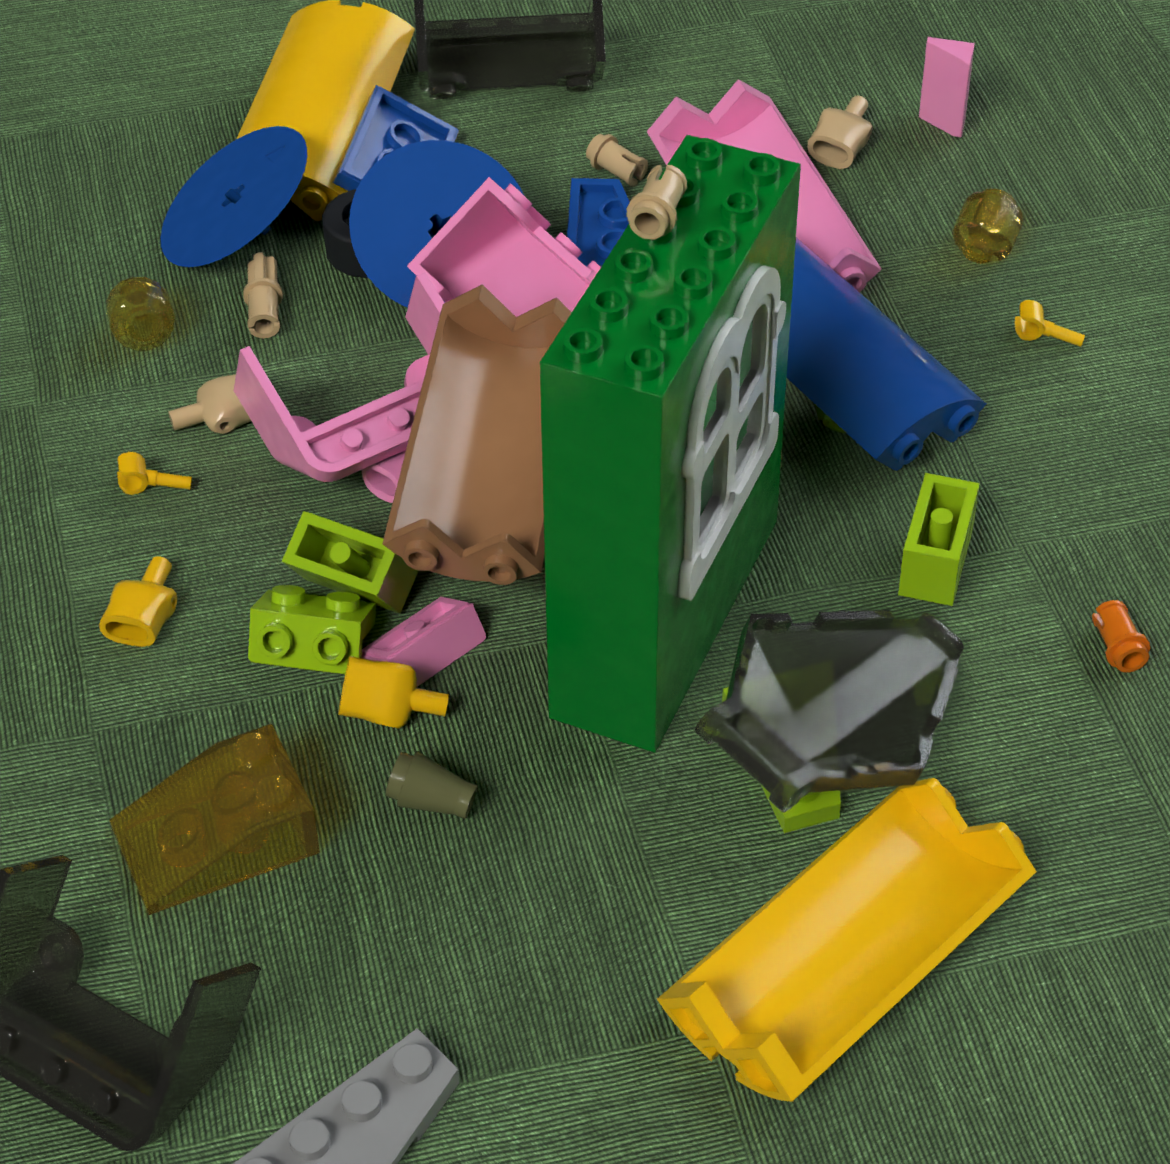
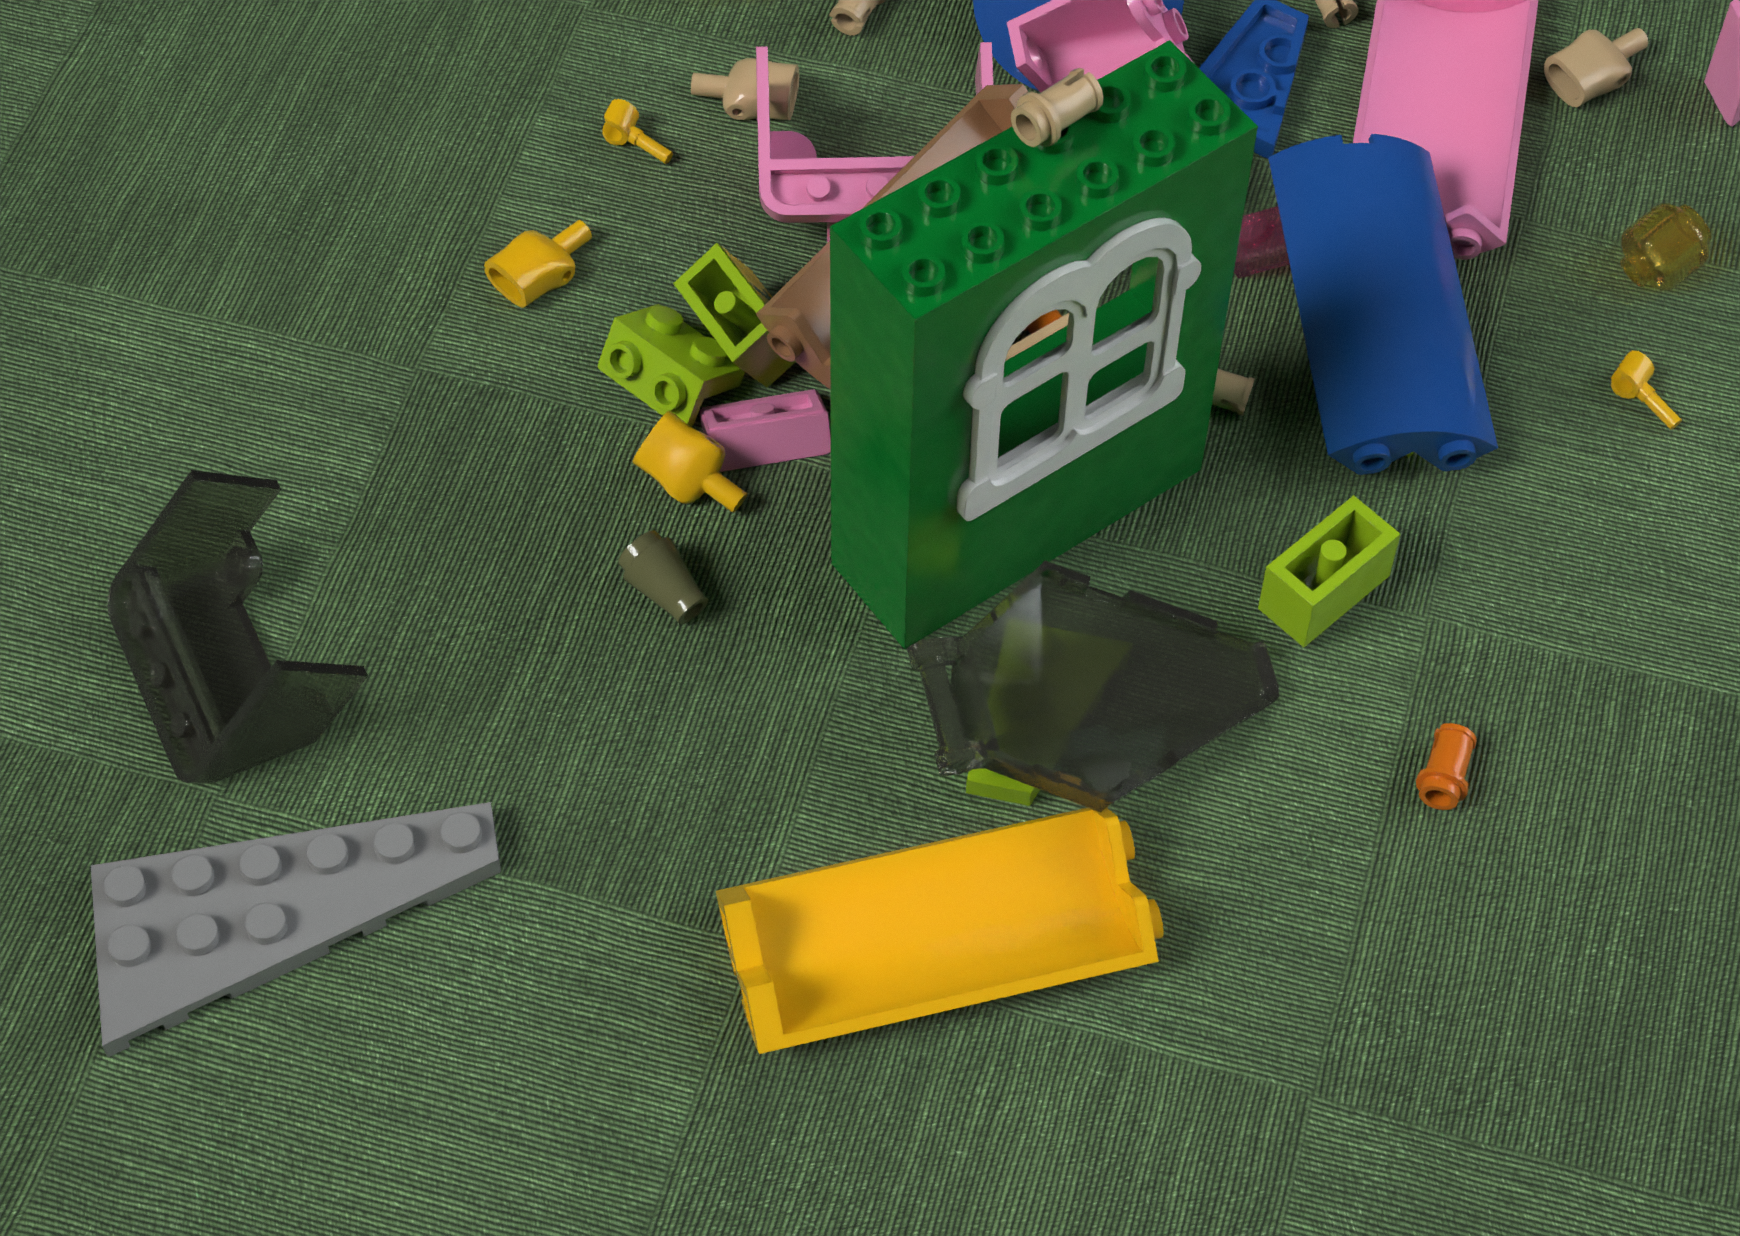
camera: 30 degrees right, 10 degrees up
(217, 822) = (456, 514): clear yellow slope -> none

